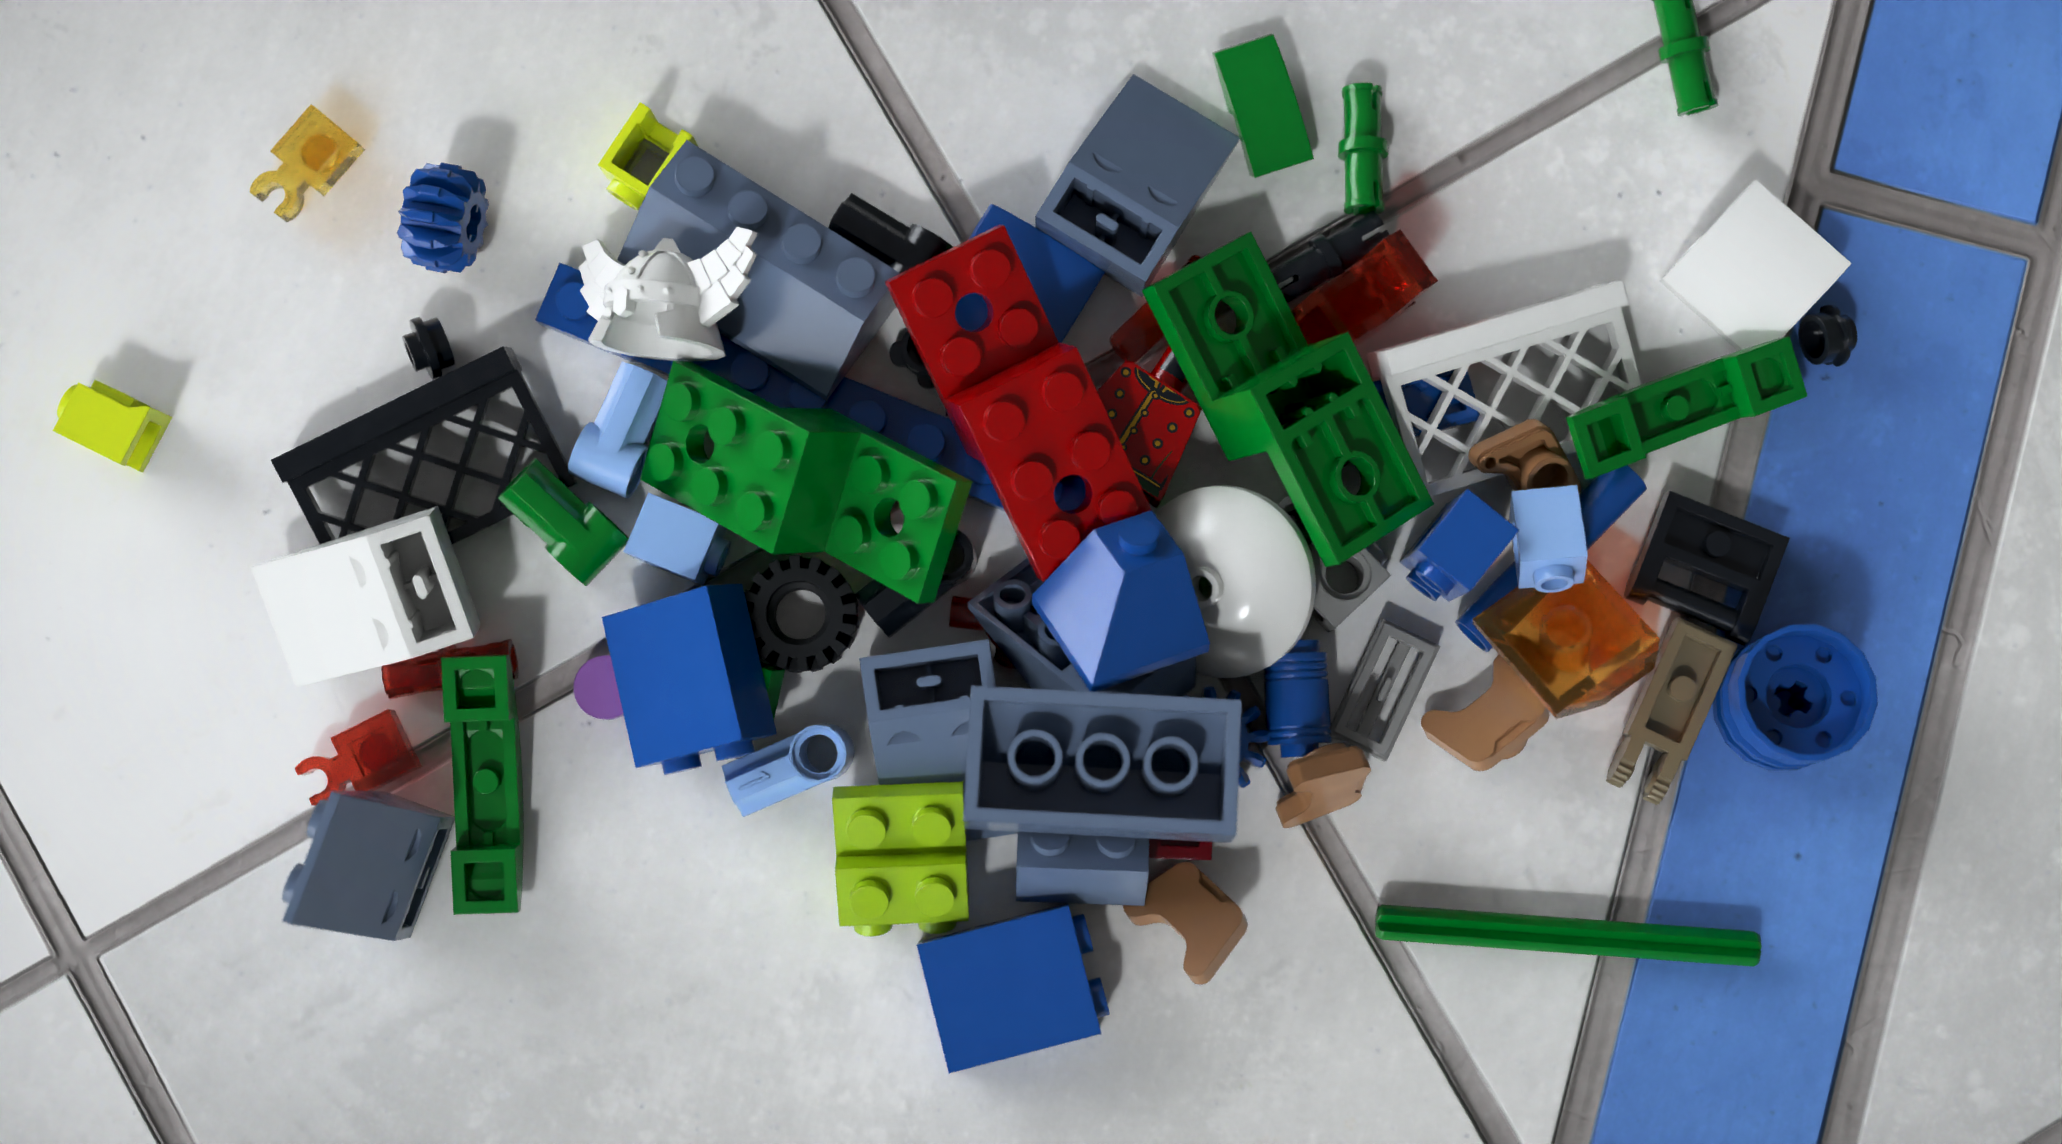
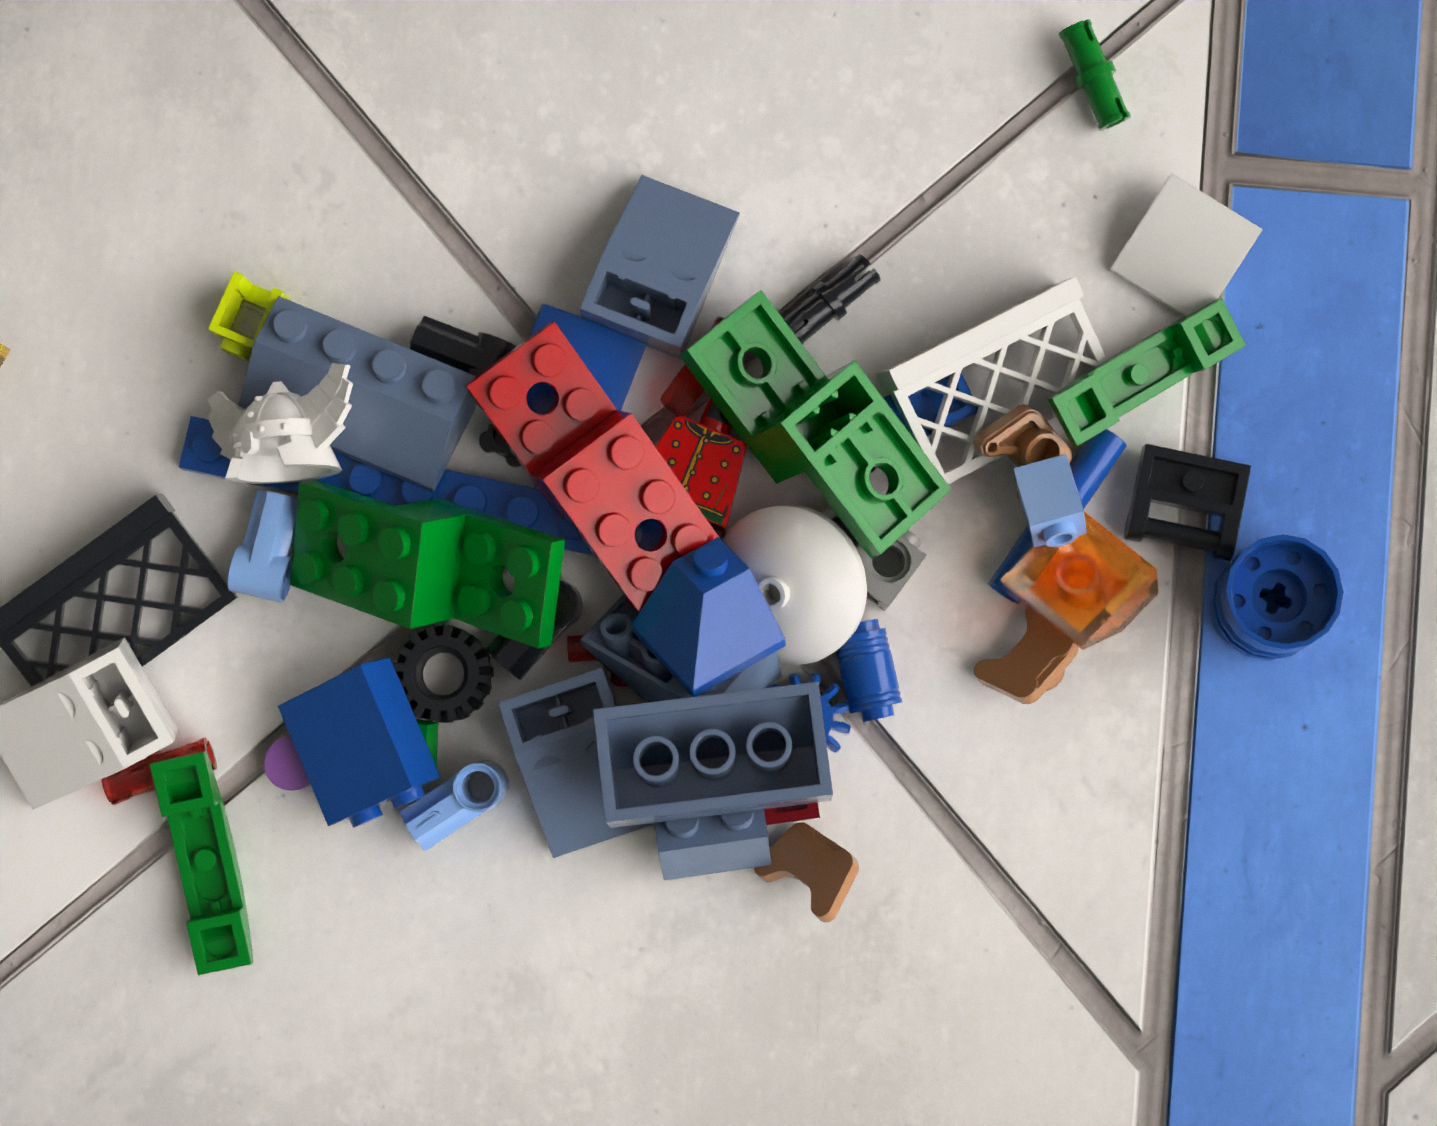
camera: 10 degrees left, 0 degrees up
(366, 865) = (118, 947): sand blue slope -> none
(367, 756) = (102, 856): clear red plate -> none
(428, 347) = (93, 505): black plate -> none
(443, 217) = (86, 396): blue gear -> none
(574, 531) = (241, 637): green piece -> none
(678, 540) = (330, 630): light blue brick -> none
(901, 856) = (561, 861): lime plate -> none
(1012, 987) = (673, 952): blue brick -> none
(1263, 105) = (754, 182): green slope -> none
(1323, 783) = (900, 737): medium nougat piece -> none
(1363, 148) = (843, 204): green pin -> none
(1367, 294) = (866, 326): clear red brick -> none
(1406, 640) = (926, 693): light grey tile -> none
(1457, 548) = (977, 523): blue brick -> none
(1568, 935) = (1125, 826): green axle -> none
(1672, 705) = (1179, 620): dark tan hinge -> none
(1827, 336) = (1254, 292): black plate -> none

